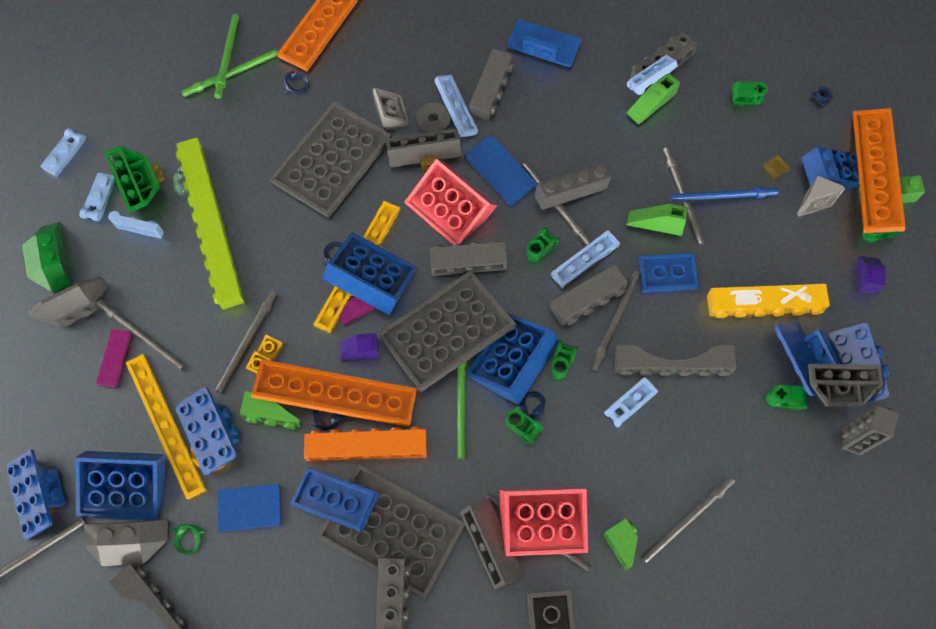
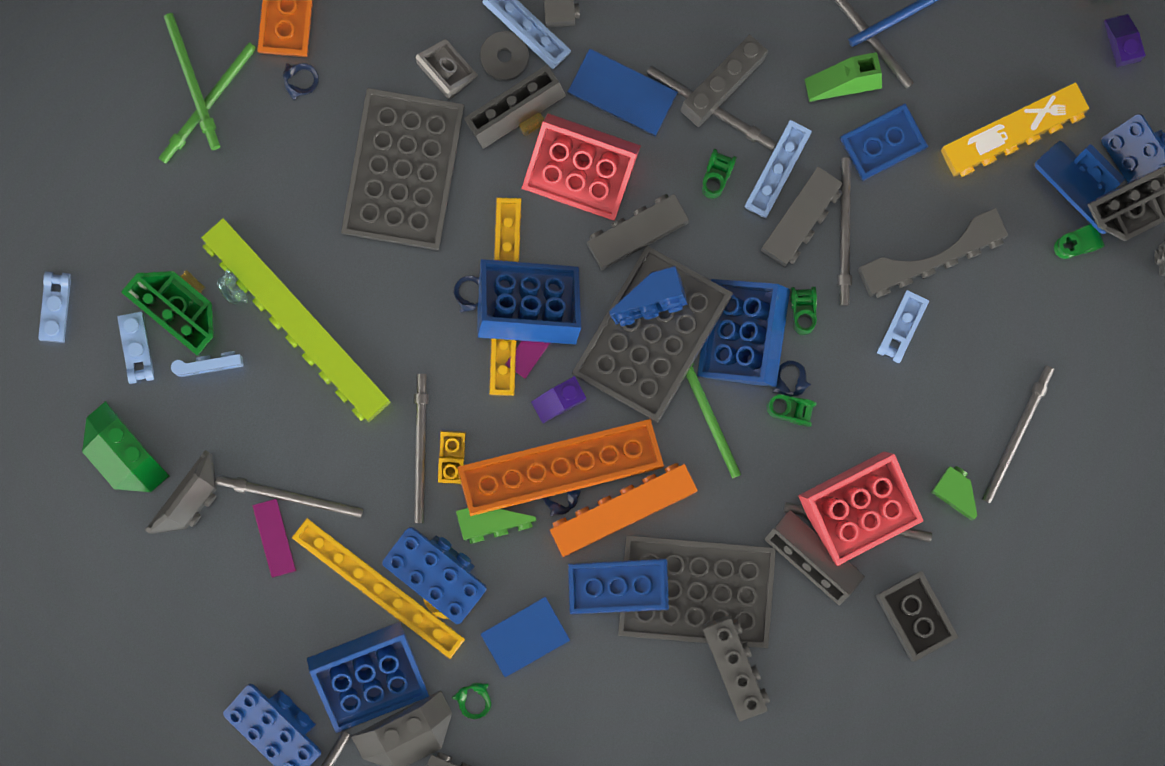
camera: 25 degrees left, 15 degrees up
(454, 299) = (655, 294): none -> blue slope

